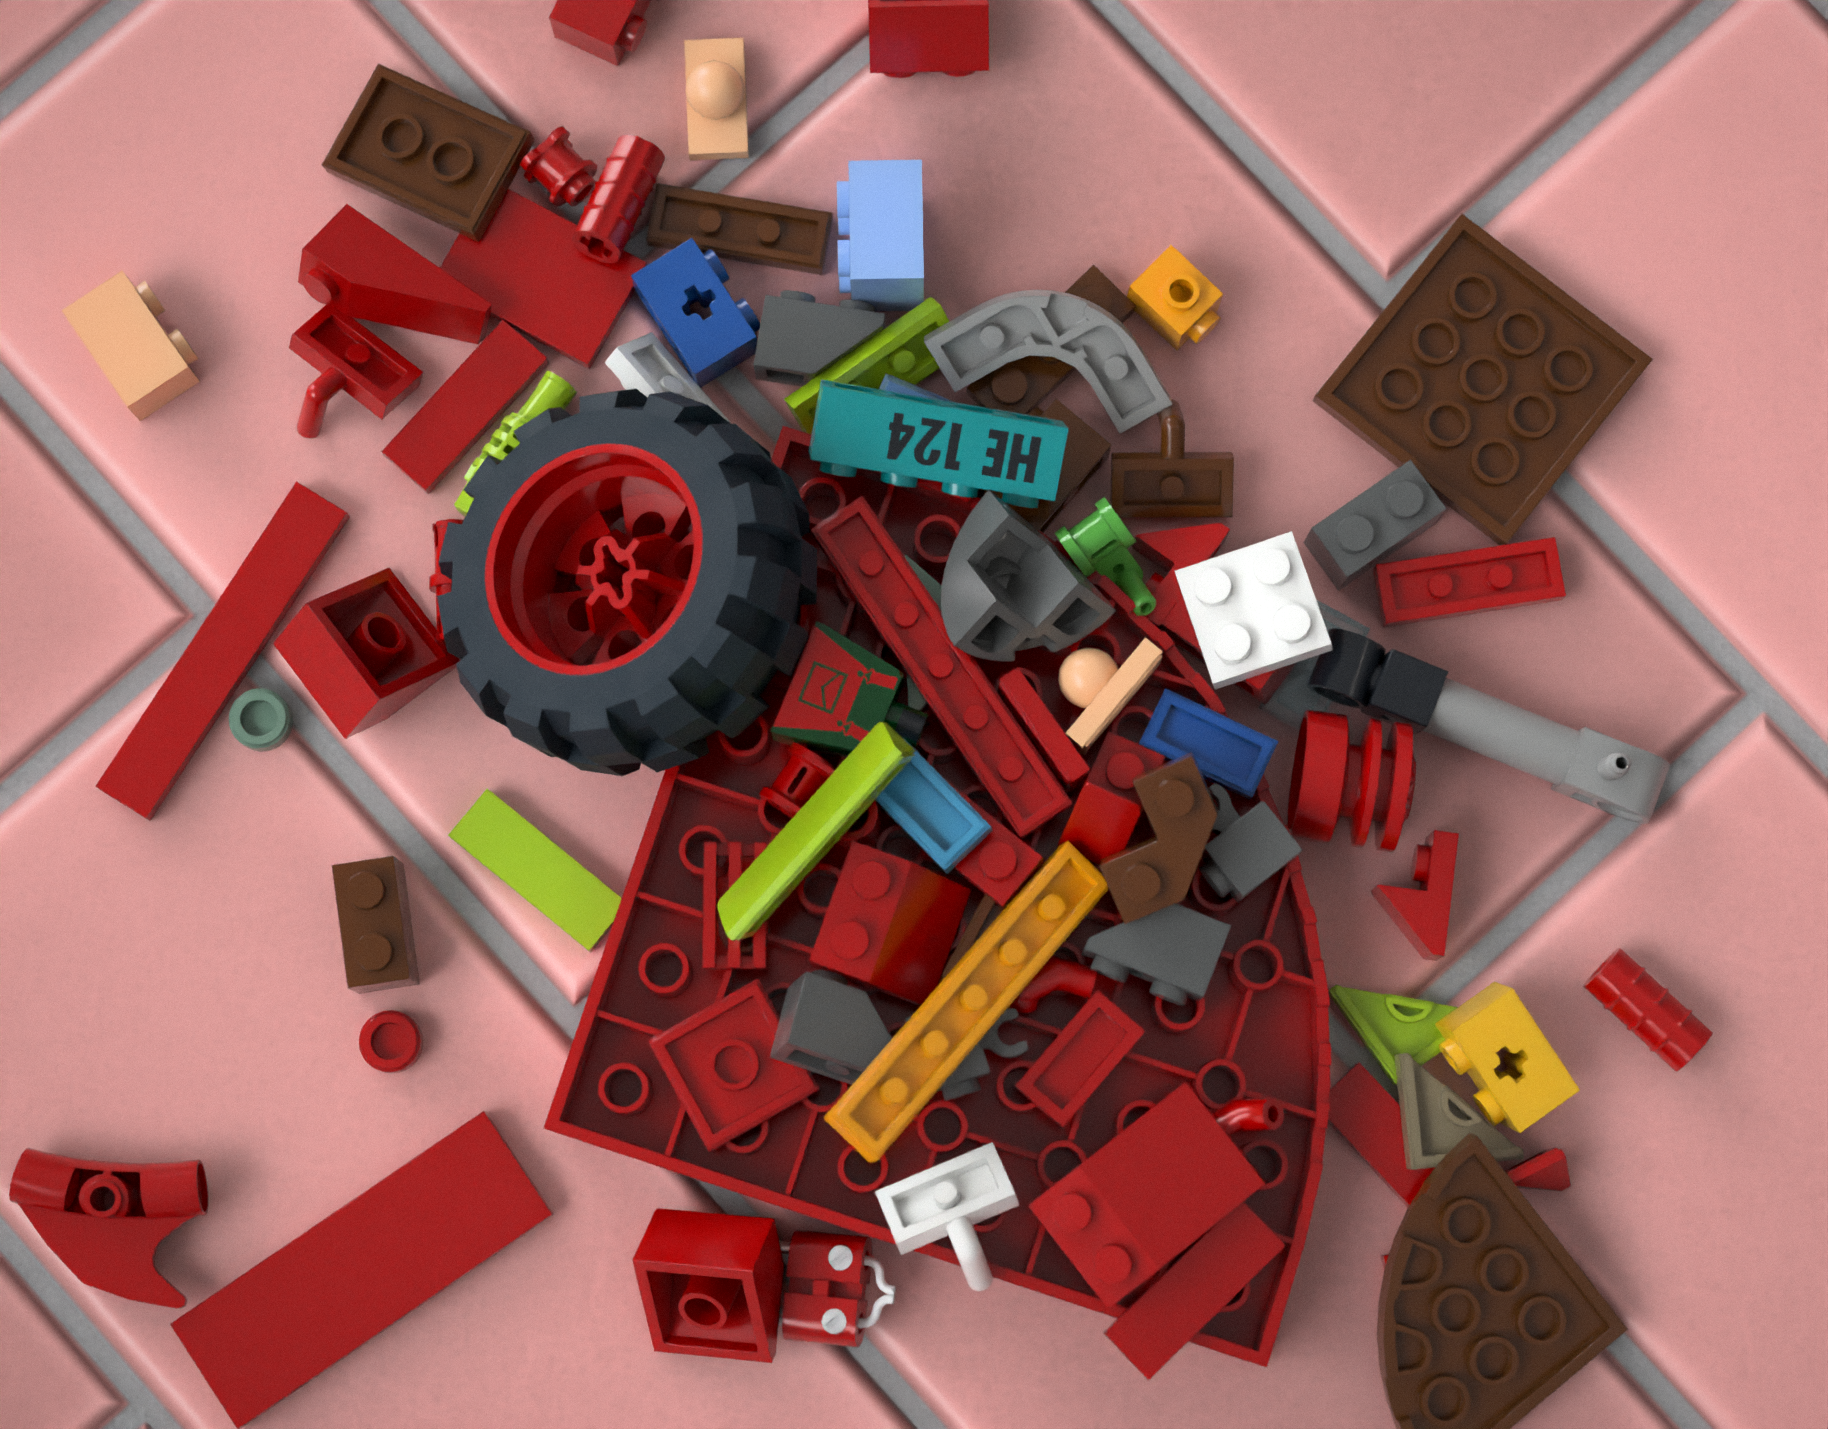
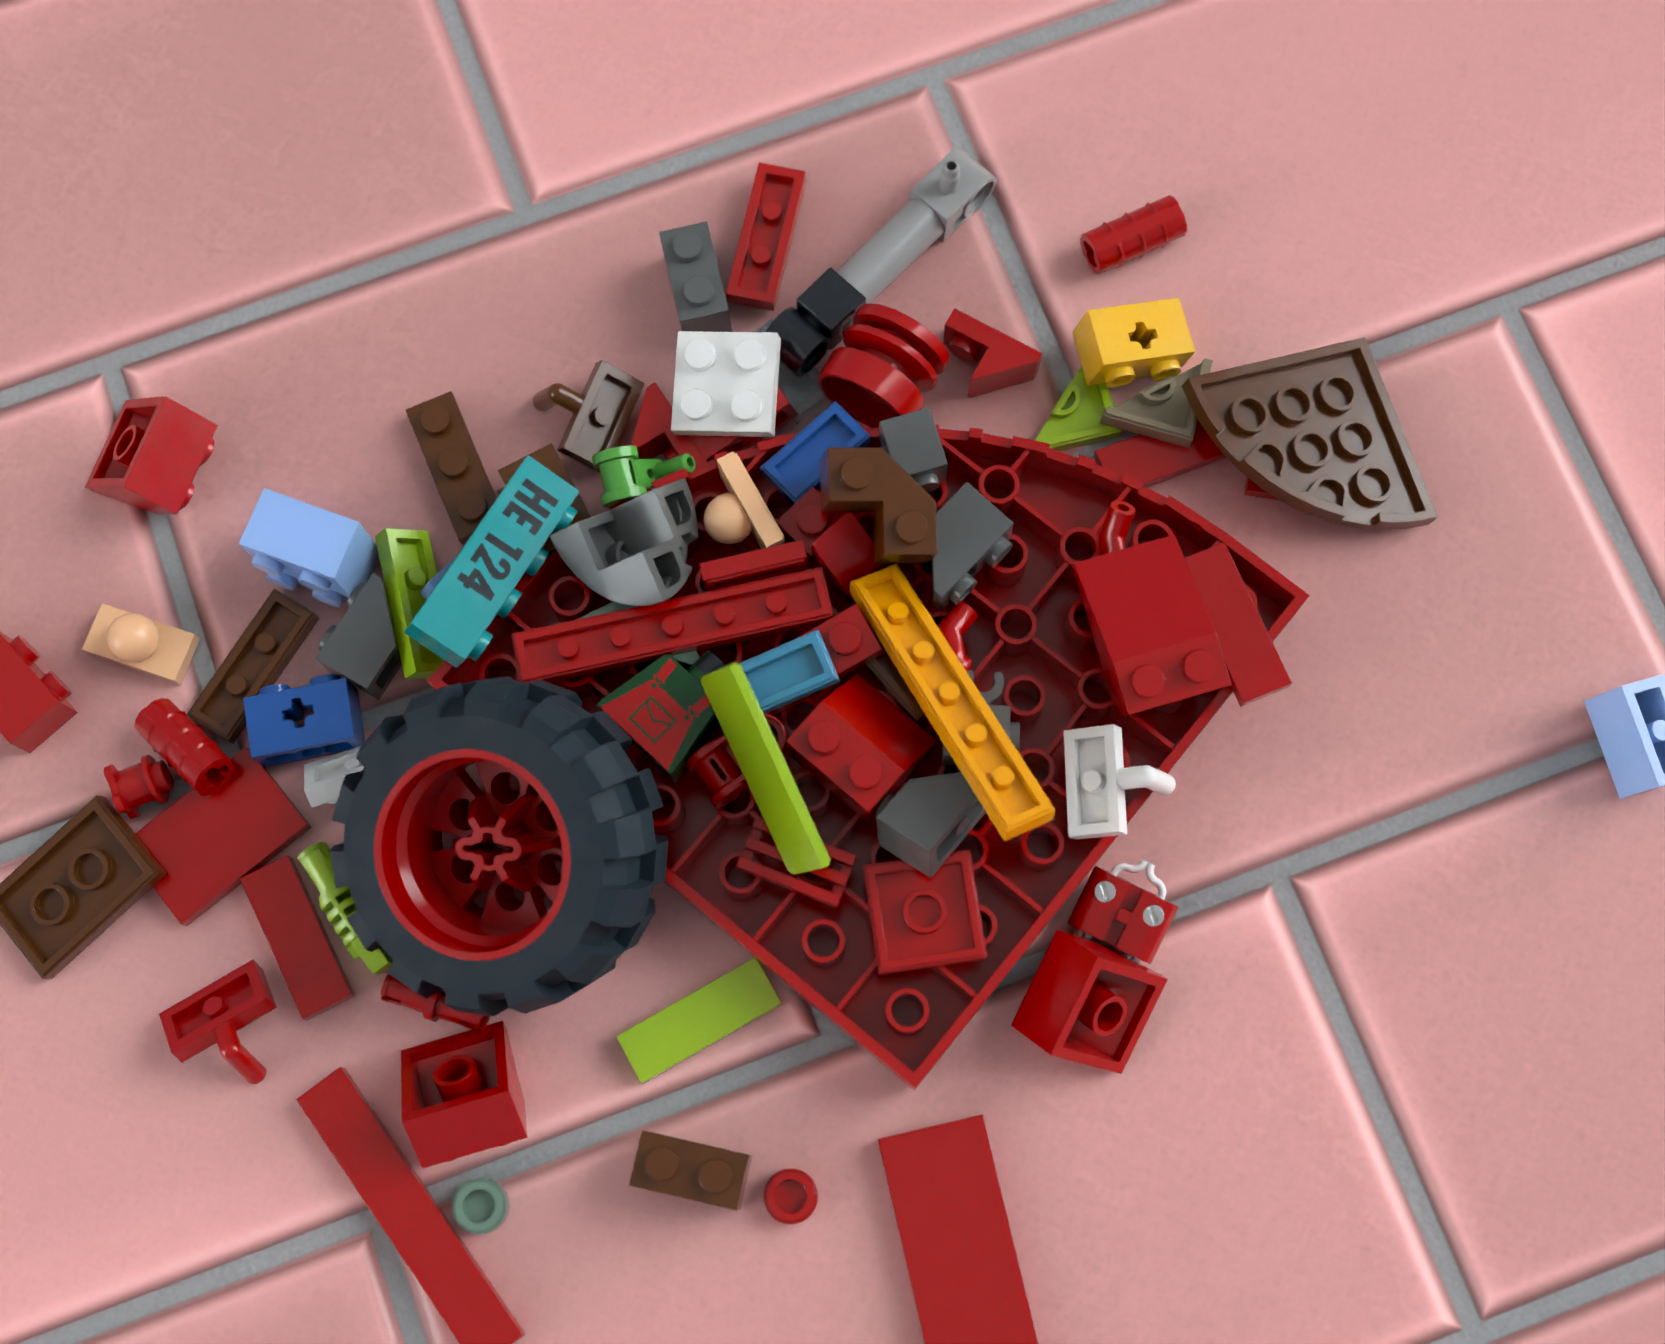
camera: 65 degrees left, 5 degrees down
(131, 345) = (117, 1195): light nougat brick -> none
(387, 282) = (163, 961): red slope -> none
(1055, 327) = (439, 451): light grey plate -> none
(1079, 1058) = (1022, 642): red tile -> none
(1176, 299) = (460, 358): light orange brick -> none
(1482, 379) = (618, 168): reddish brown plate -> none
(1542, 1171) = (1224, 349): red slope -> none

